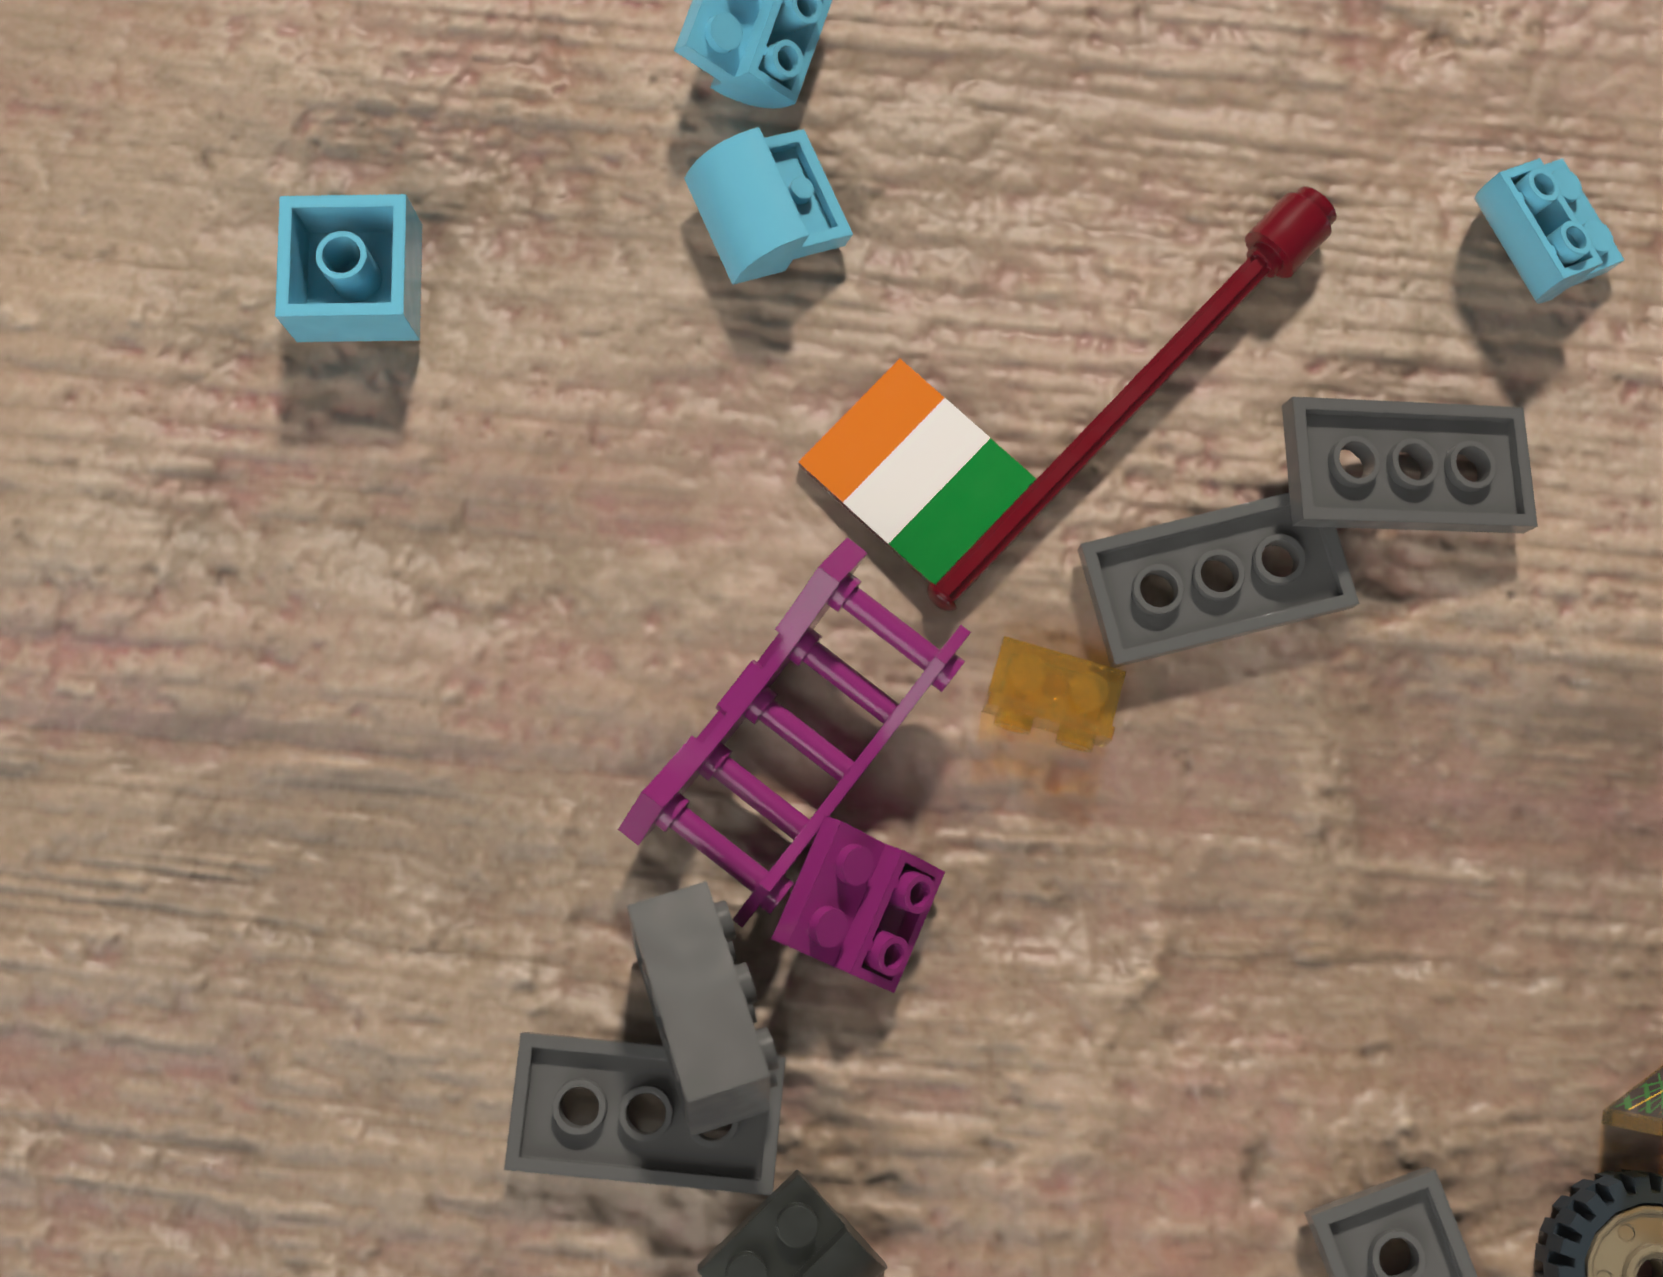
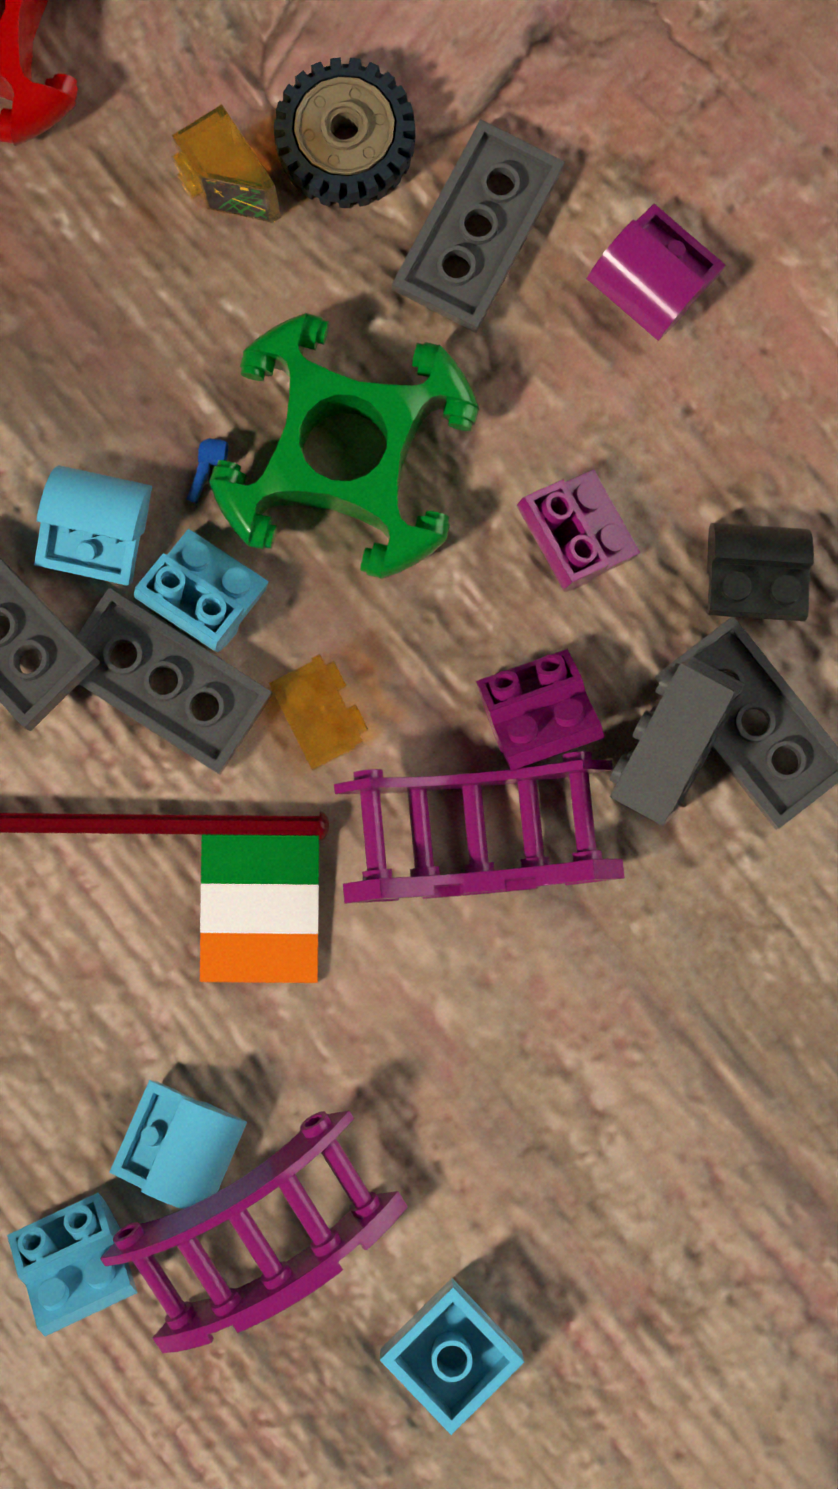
camera: 130 degrees left, 5 degrees up
(560, 166) = (282, 1282): none -> magenta fence
(1005, 1119) = (577, 529): none -> magenta brick
(1277, 686) = (201, 590): none -> medium azure brick
(1380, 979) = (321, 394): none -> green piece
(1411, 822) = (208, 454): none -> blue hand
(1439, 643) = (91, 524): none -> medium azure brick

